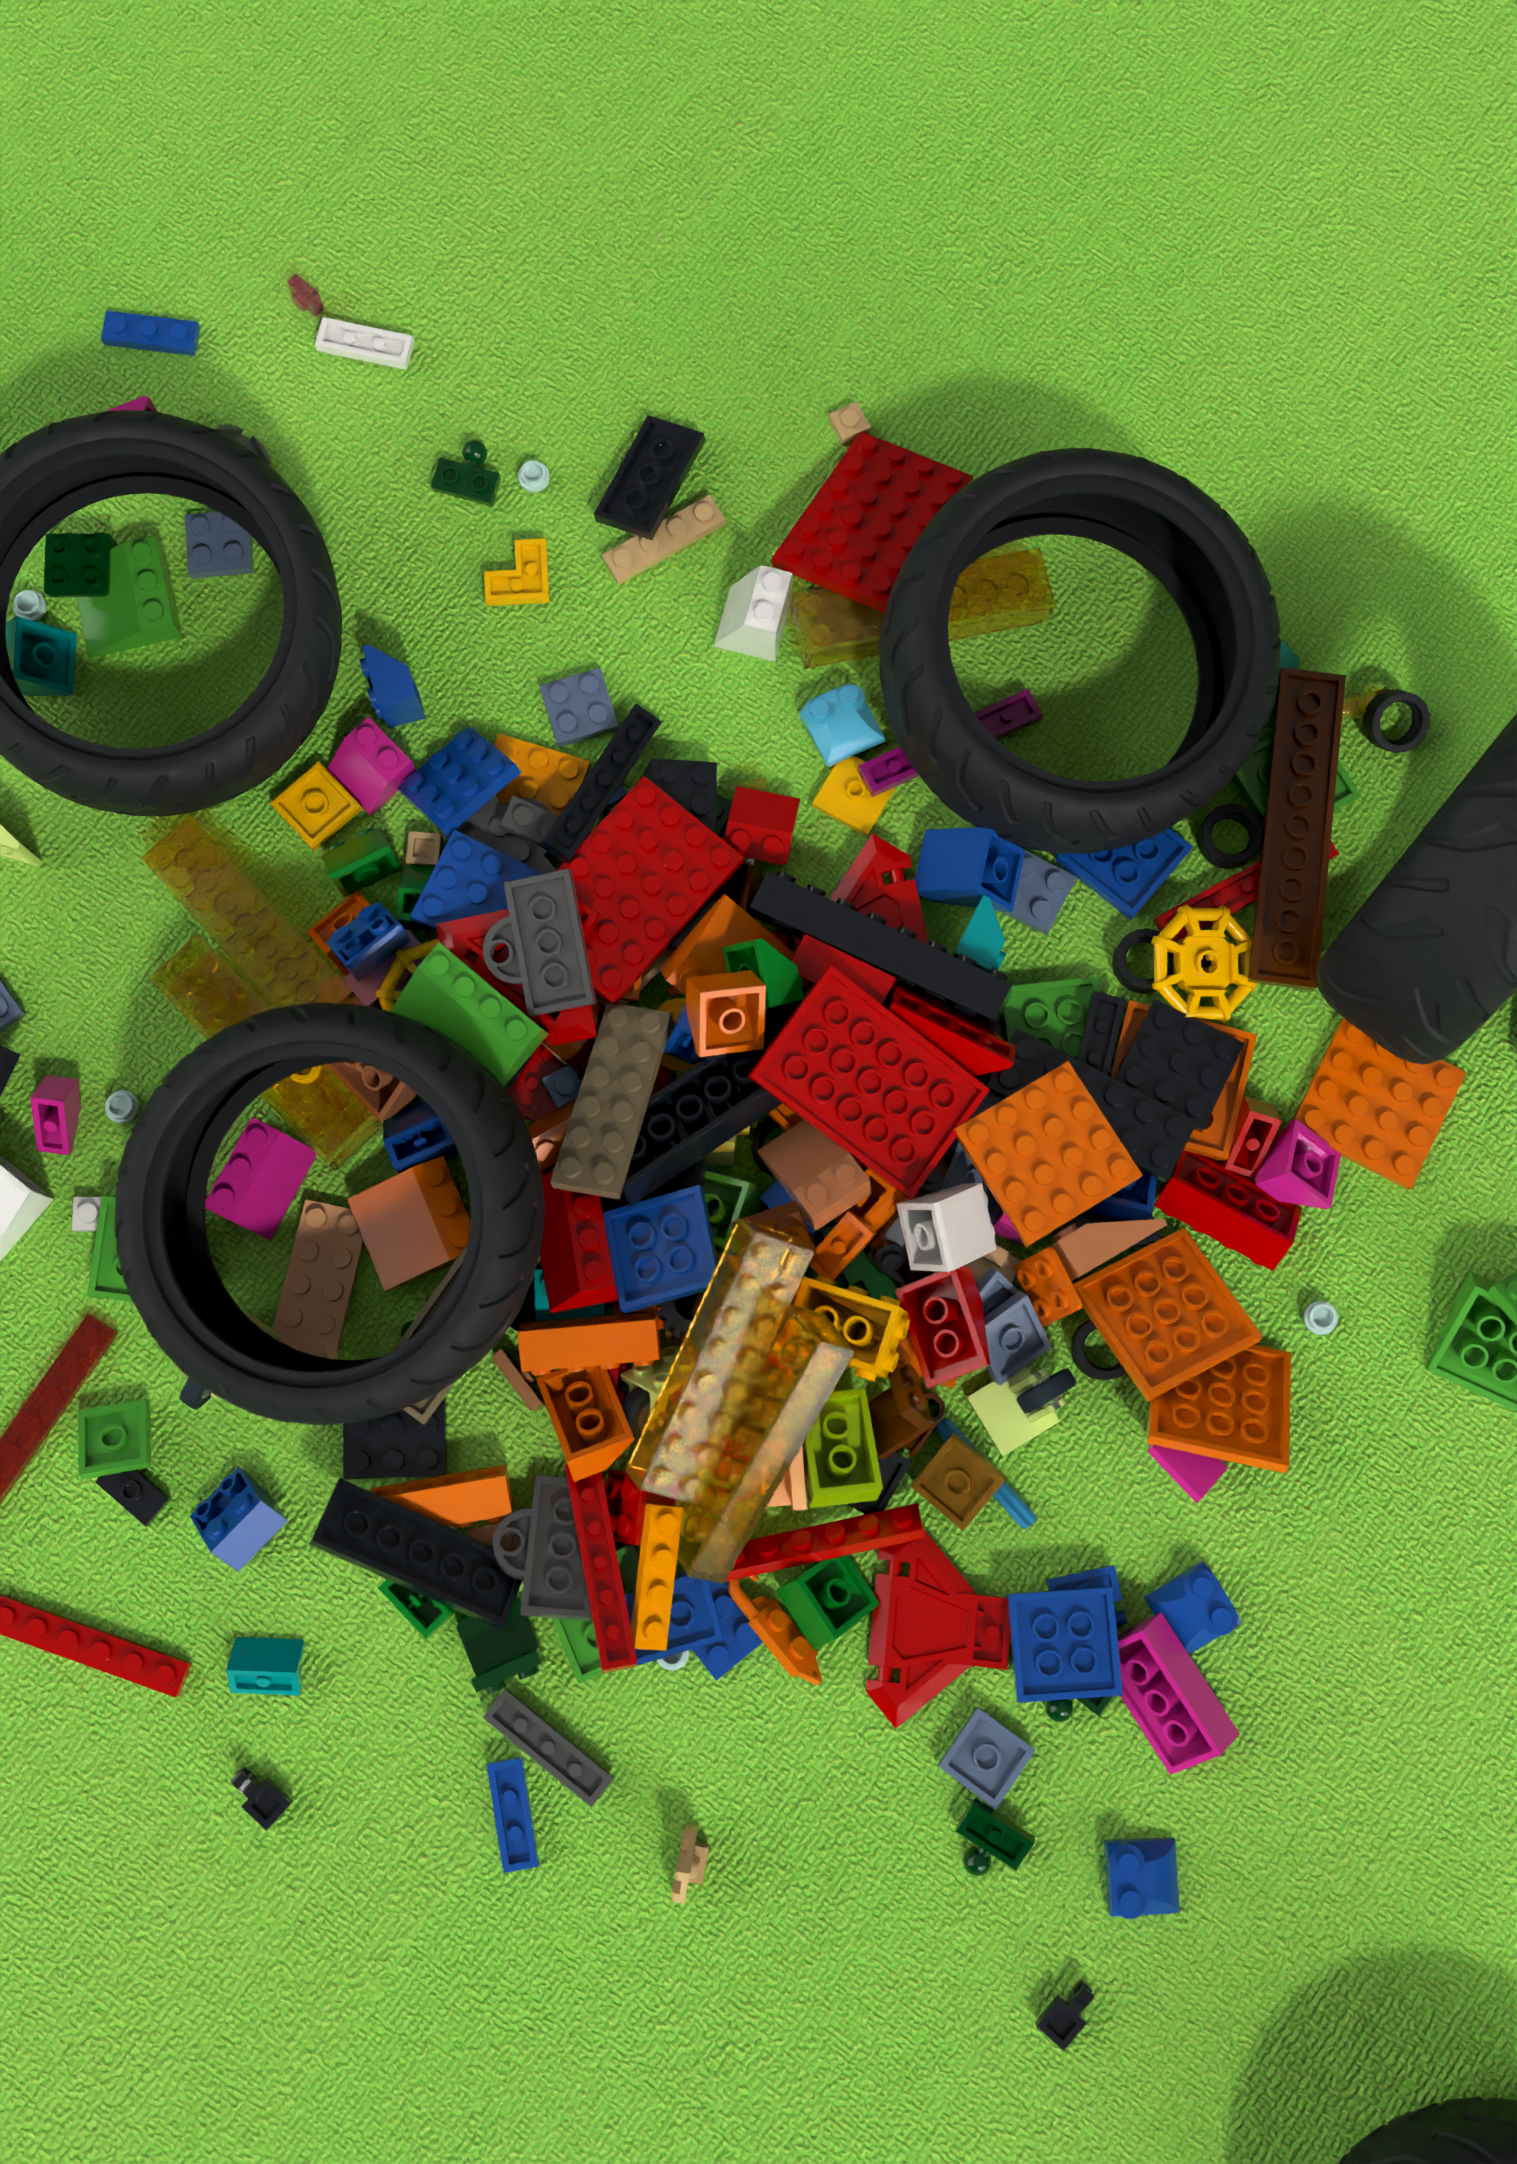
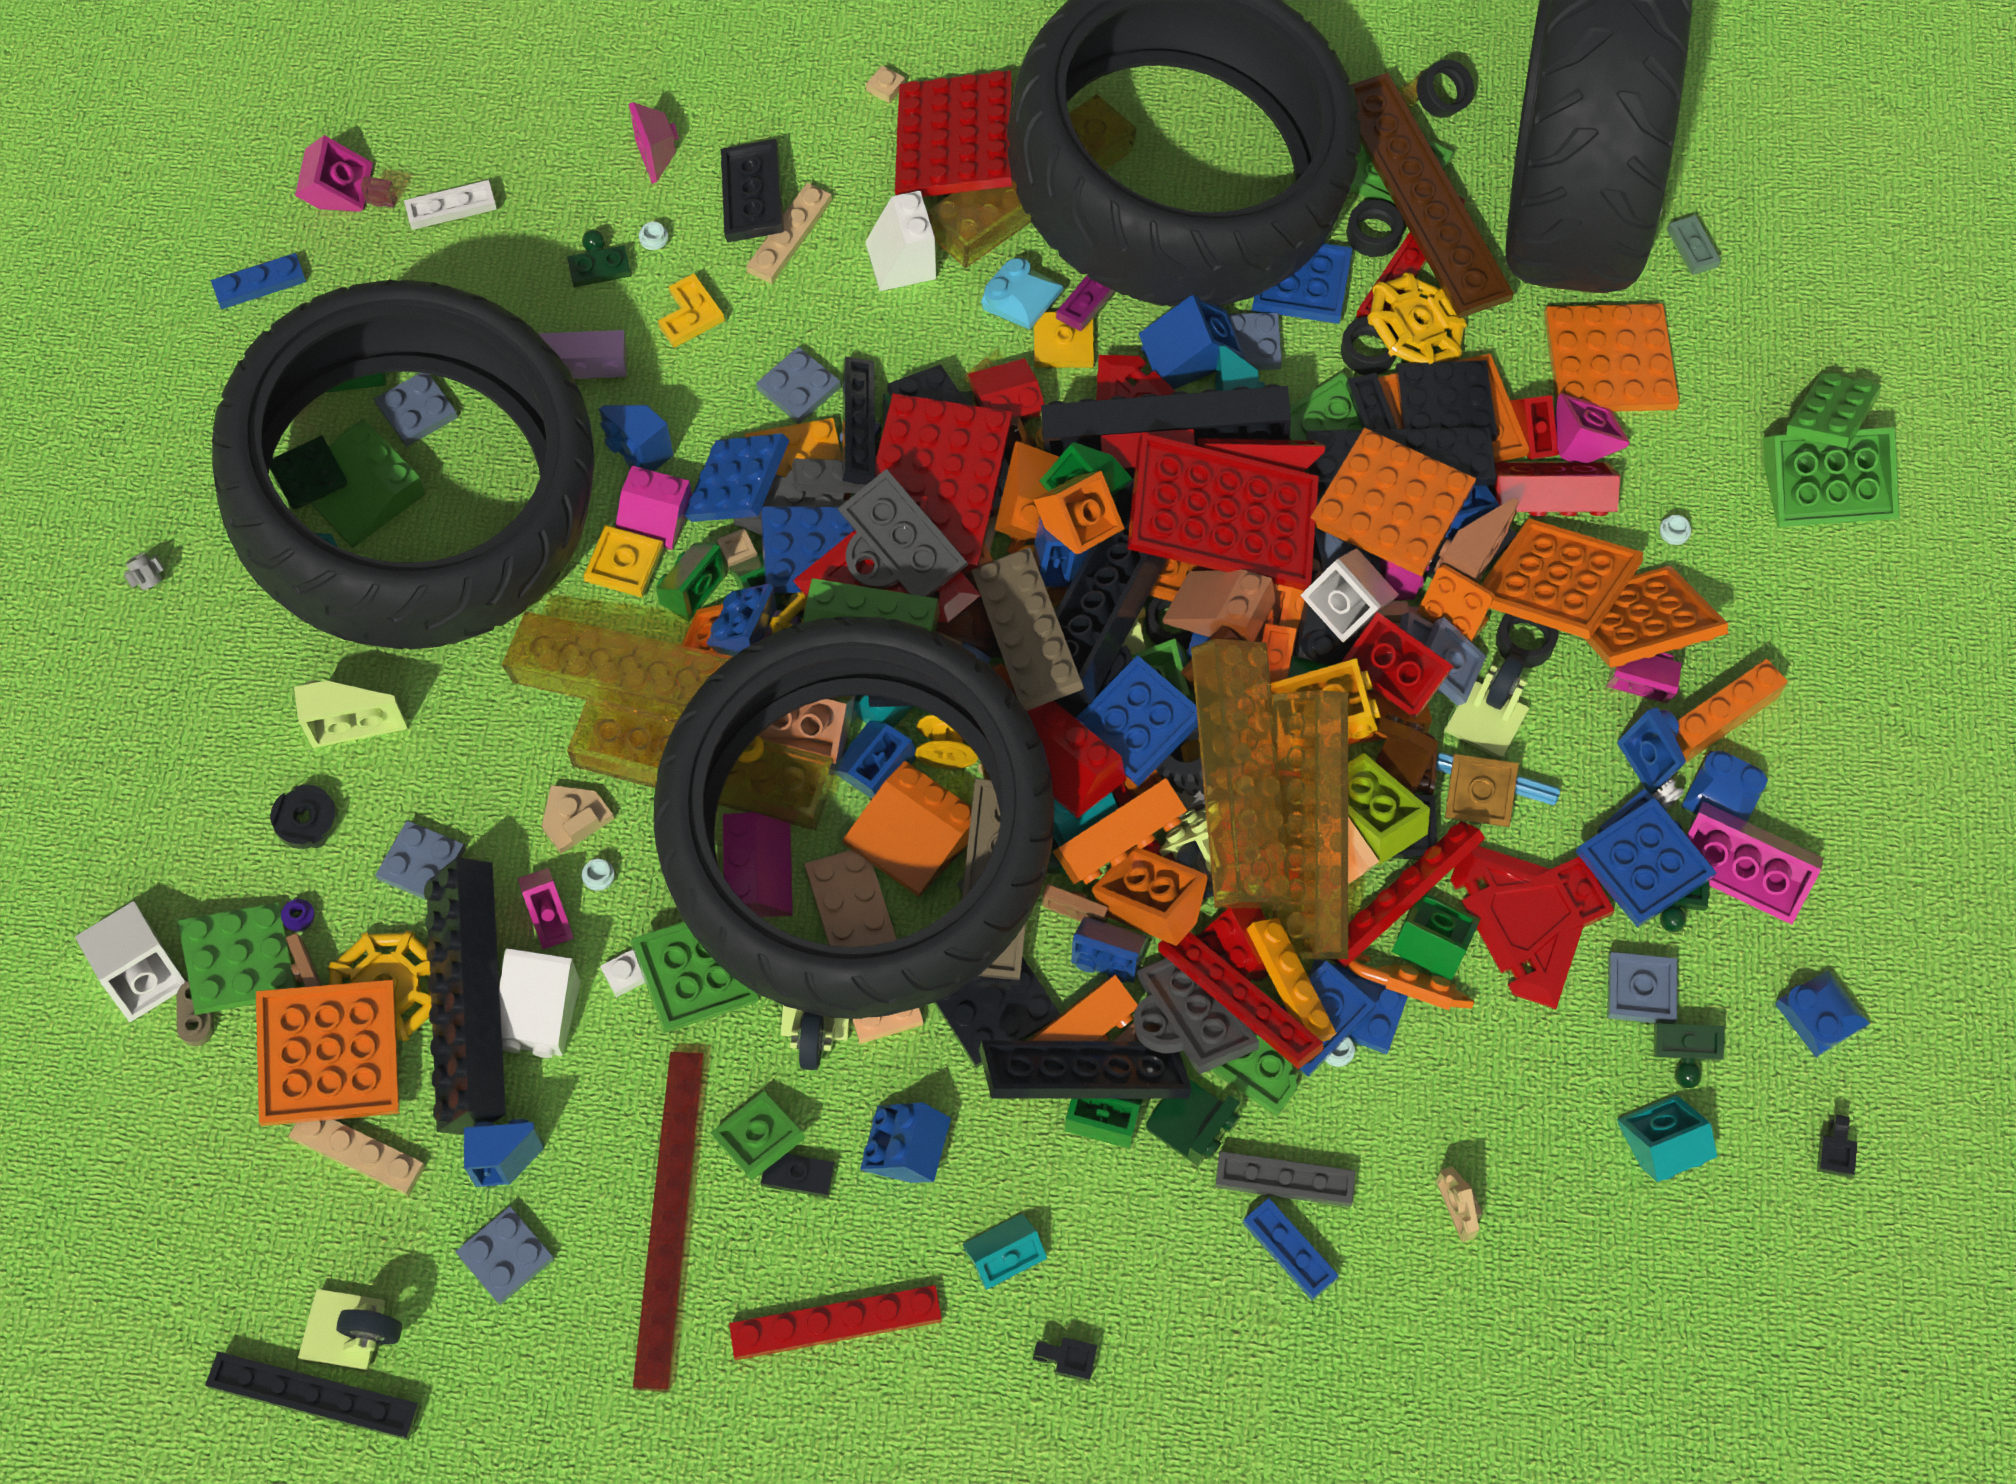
camera: 30 degrees left, 15 degrees down
(132, 1036) = (573, 816): none -> tan plate
(272, 256) = (332, 176): none -> dark pink slope
(381, 565) = (591, 352): none -> lavender brick
(520, 1440) = (1107, 949): none -> blue slope
(587, 372) = (654, 138): none -> dark pink slope
(916, 1913) = (1668, 1138): none -> teal slope
(1134, 1584) = (1669, 794): none -> white bush
(1148, 1536) = (1653, 748): none -> blue slope
(1244, 1533) = (1729, 708): none -> orange brick

